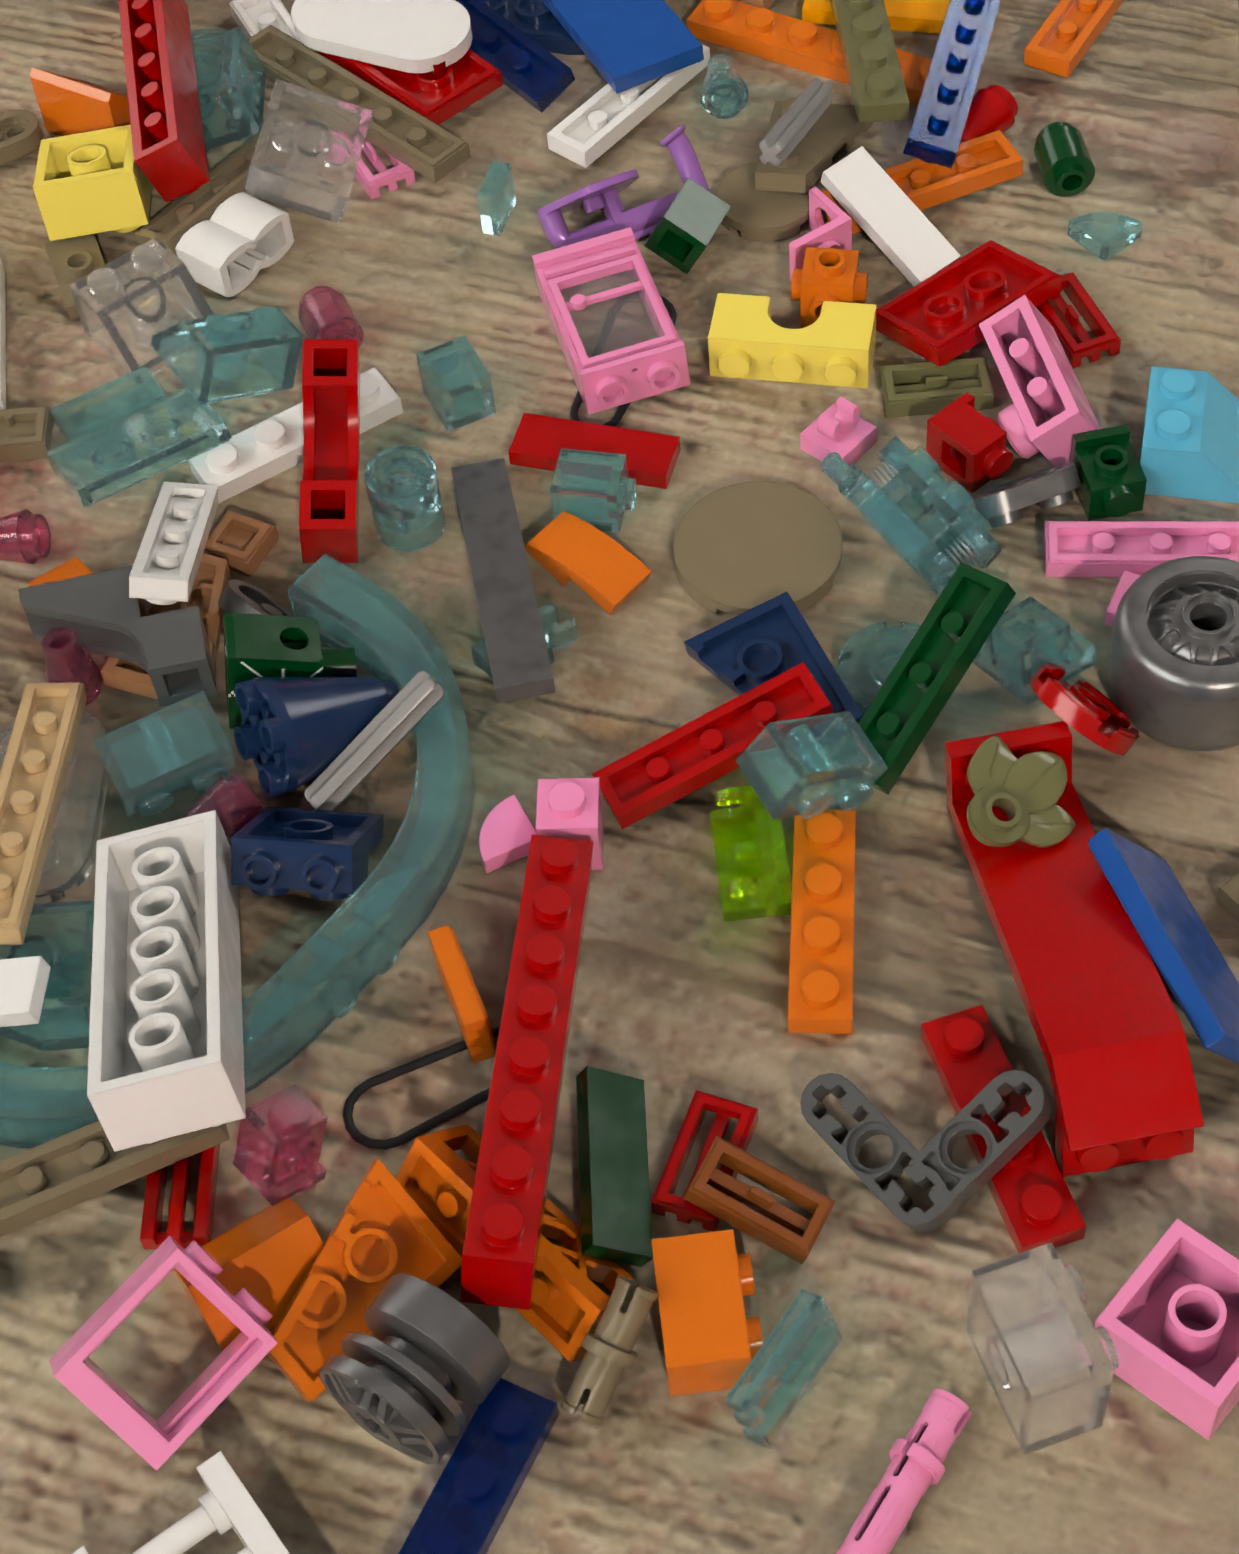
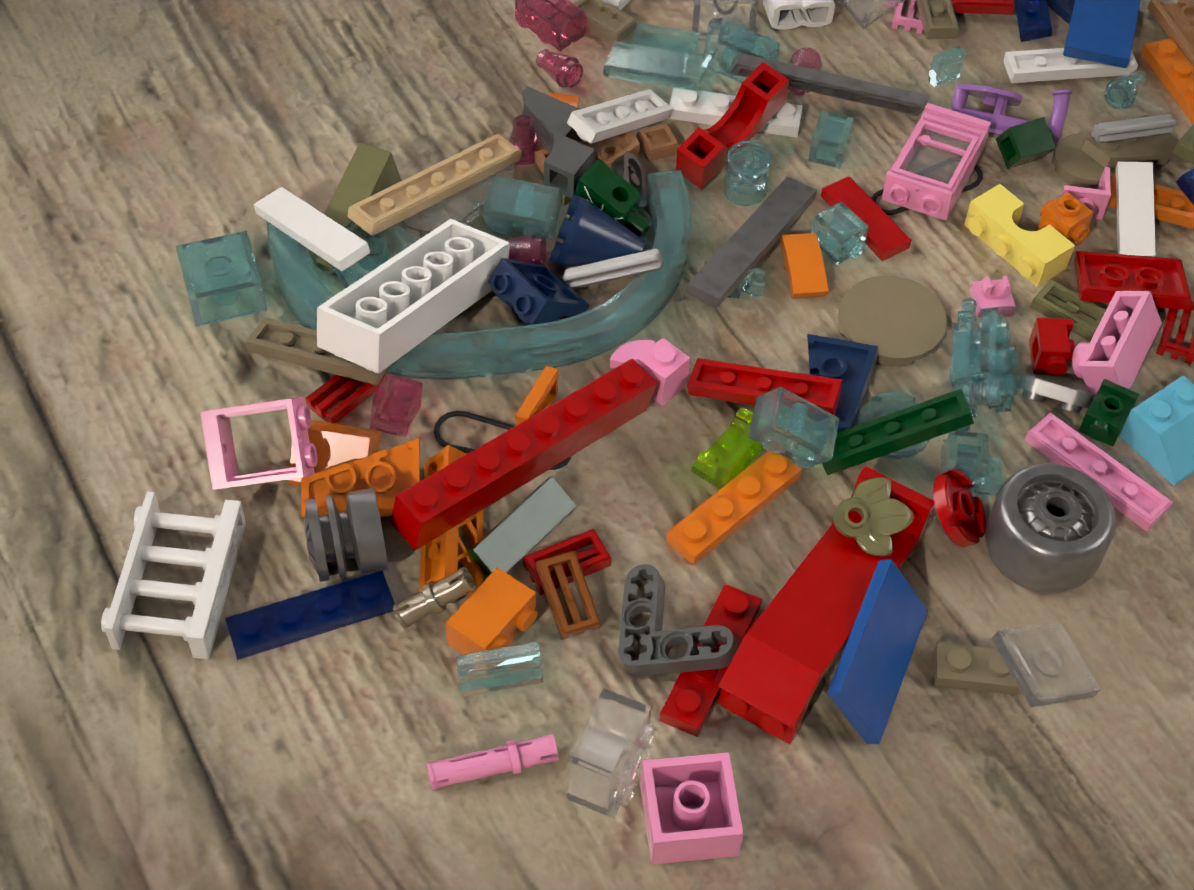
camera: 35 degrees right, 0 degrees up
(394, 313) = (836, 85): none -> flat silver tile

